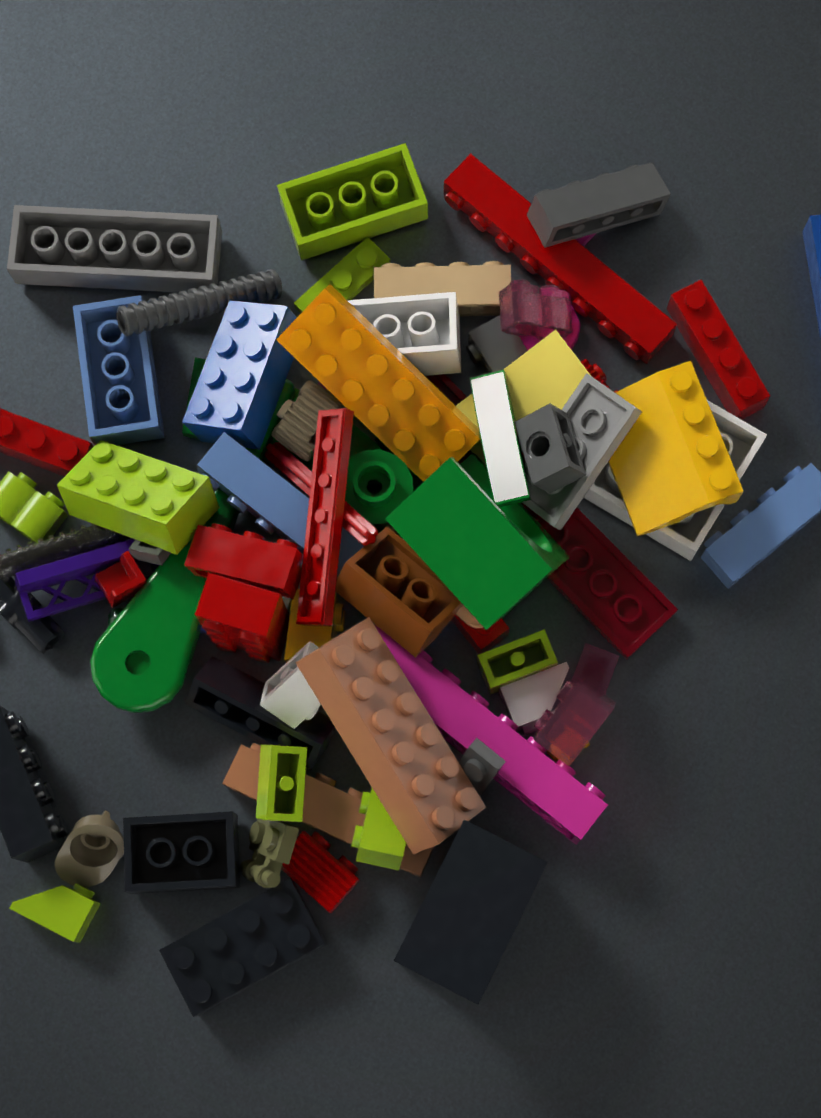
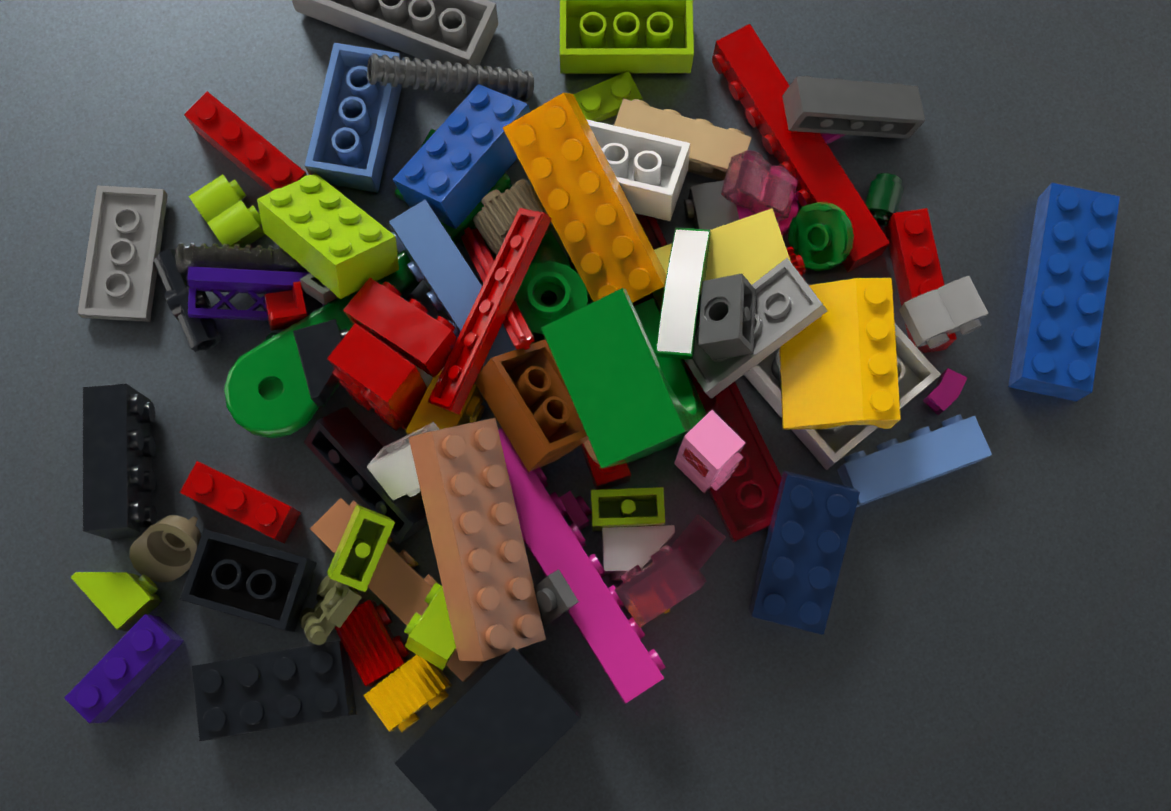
camera: 15 degrees right, 0 degrees up
(92, 977) = (124, 669): none -> dark purple brick
(144, 782) = (240, 502): none -> red brick
(175, 611) = (314, 347): none -> black slope
(370, 904) = (407, 692): none -> yellow brick
(469, 678) = (576, 510): none -> dark pink plate
(579, 582) = (709, 453): none -> bright pink brick
(609, 339) = (821, 236): none -> green tile
(657, 281) = (884, 197): none -> dark green brick
(695, 645) = (803, 552): none -> dark blue brick
(750, 375) = (944, 312): none -> light grey brick
(777, 448) = (946, 391): none -> dark pink piece

